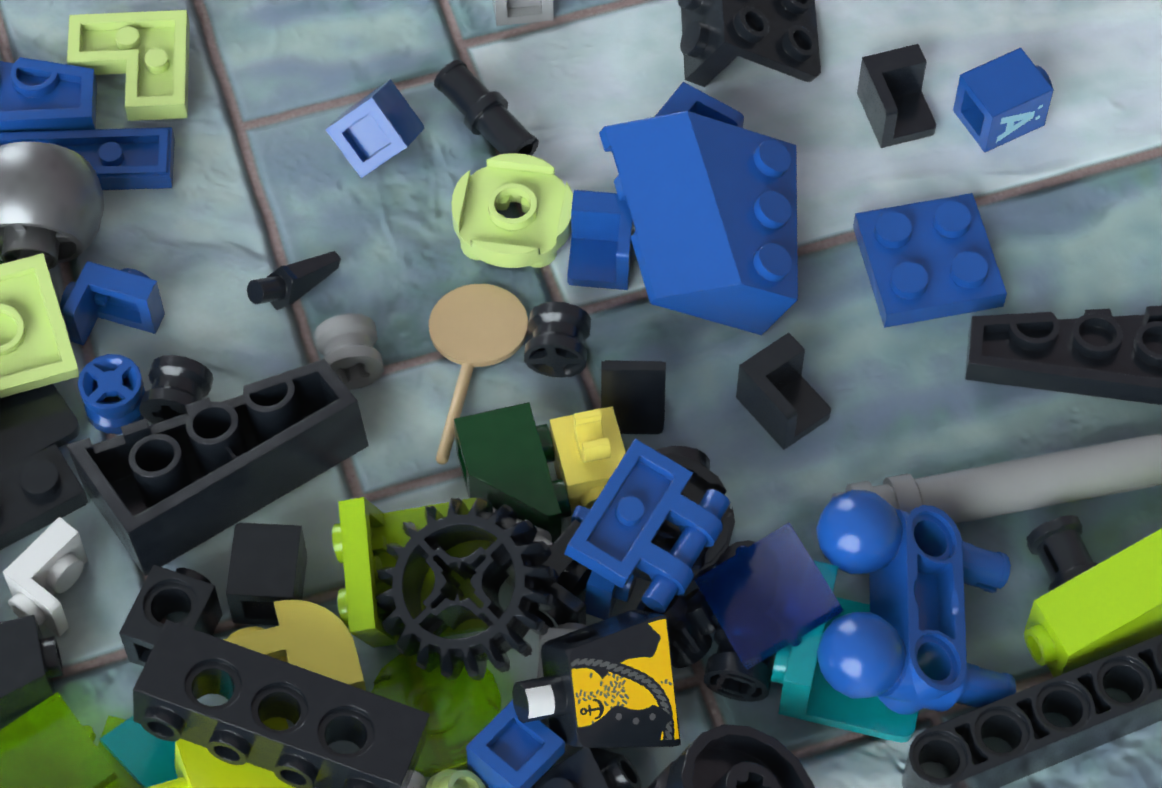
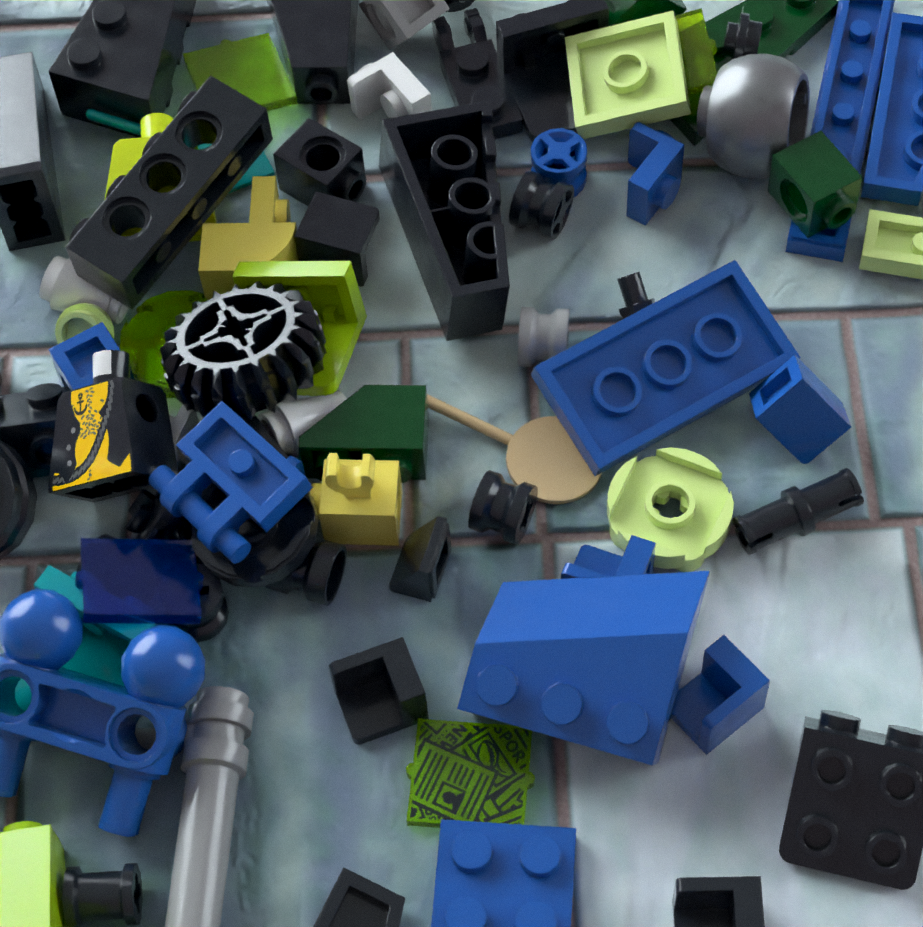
camera: 110 degrees right, 0 degrees up
(118, 141) = (814, 184): none -> dark green brick
(361, 237) = (663, 367): none -> blue plate
(837, 316) = (469, 773): none -> clear neon green piece

